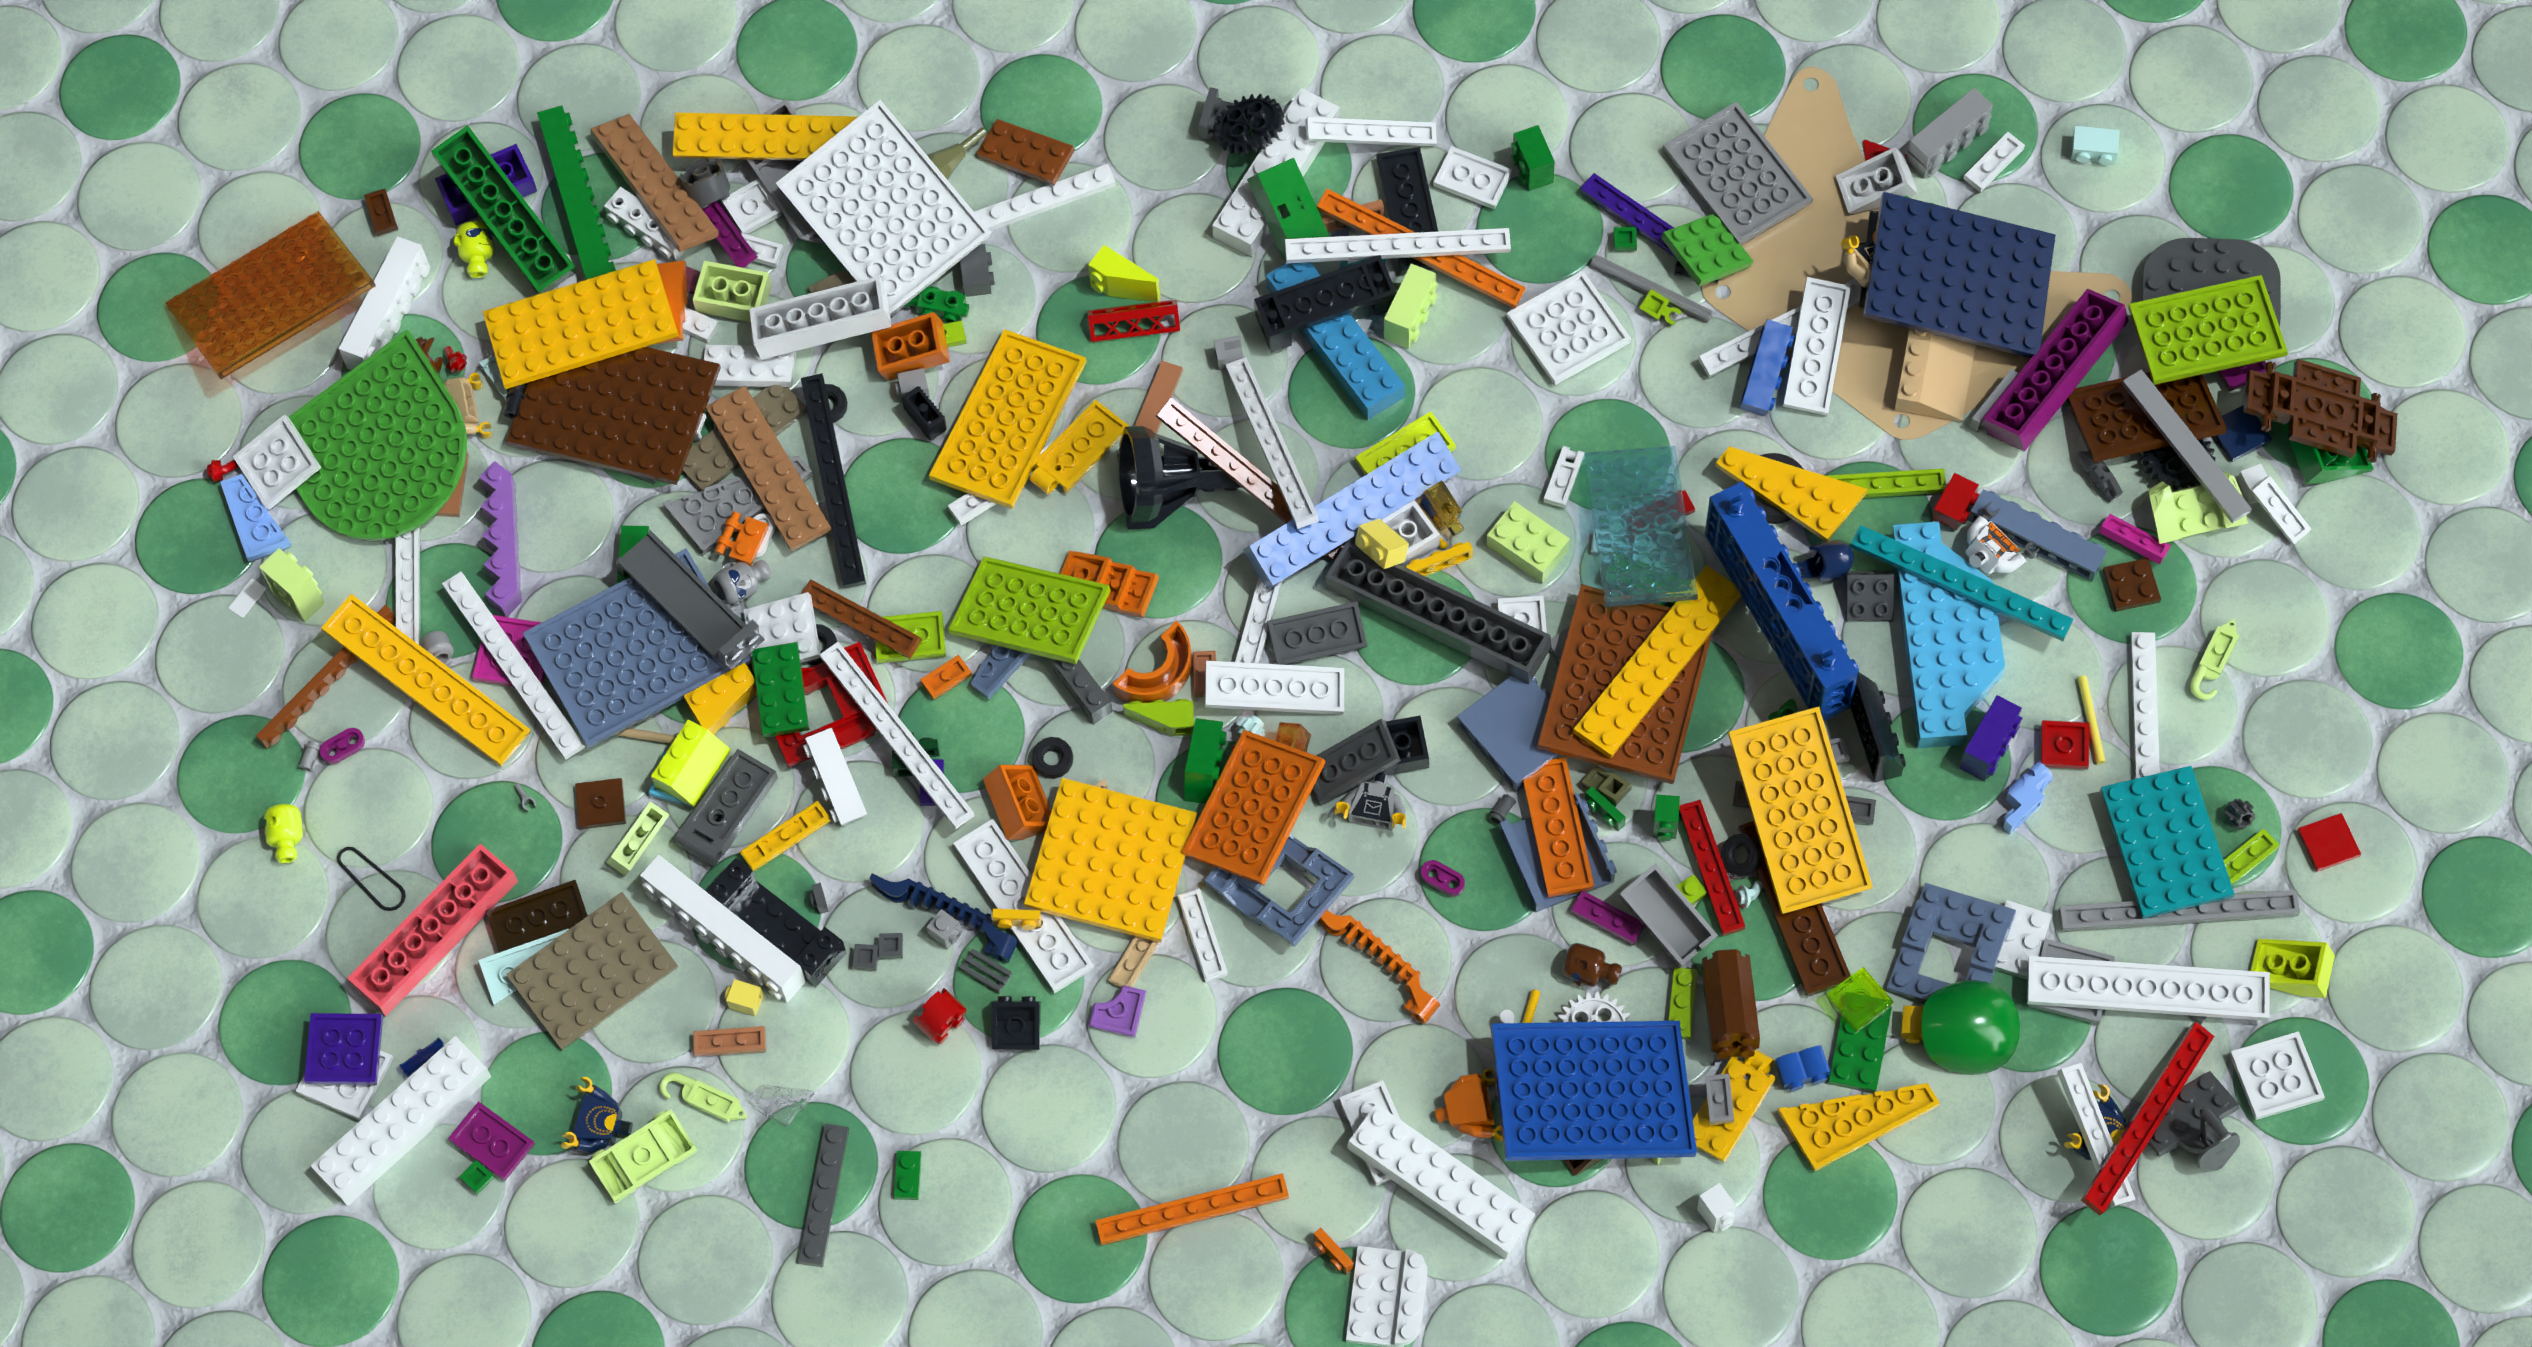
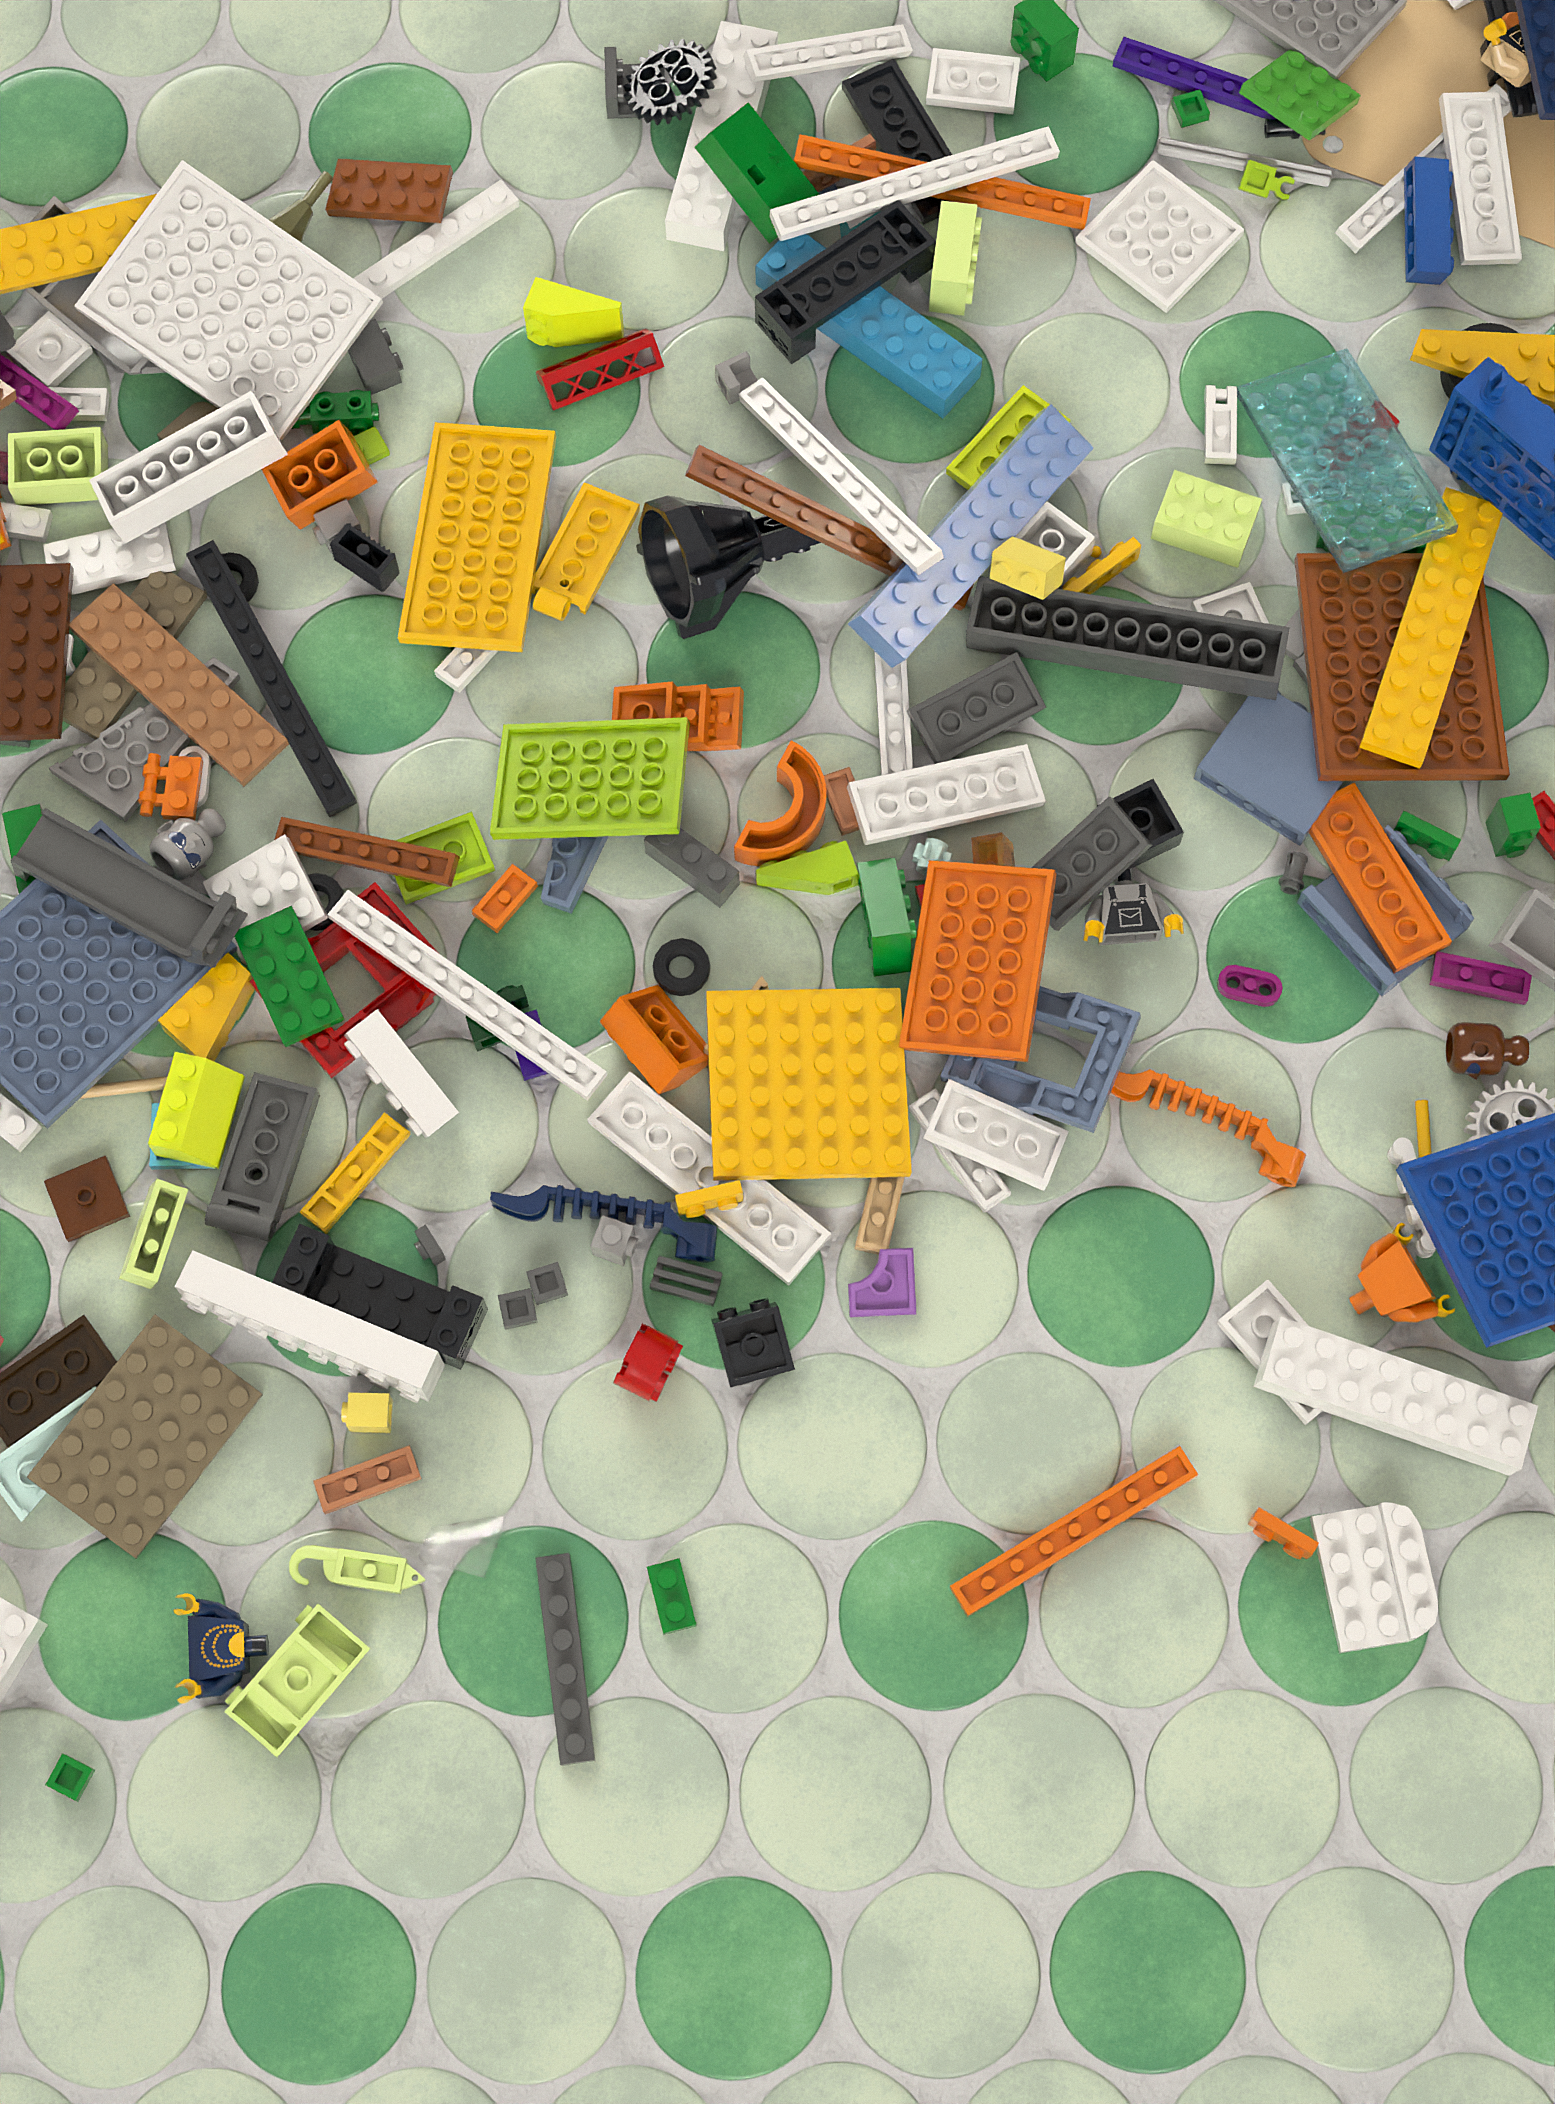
camera: 20 degrees left, 5 degrees up
(491, 1141) = (76, 1719): magenta plate -> none
(1159, 393) = (665, 454): nougat tile -> none
(1229, 930) = (996, 1134): none -> white plate
(1438, 501) = (1084, 502): clear yellow torso -> none
(1609, 785) = (1427, 804): olive brick -> none

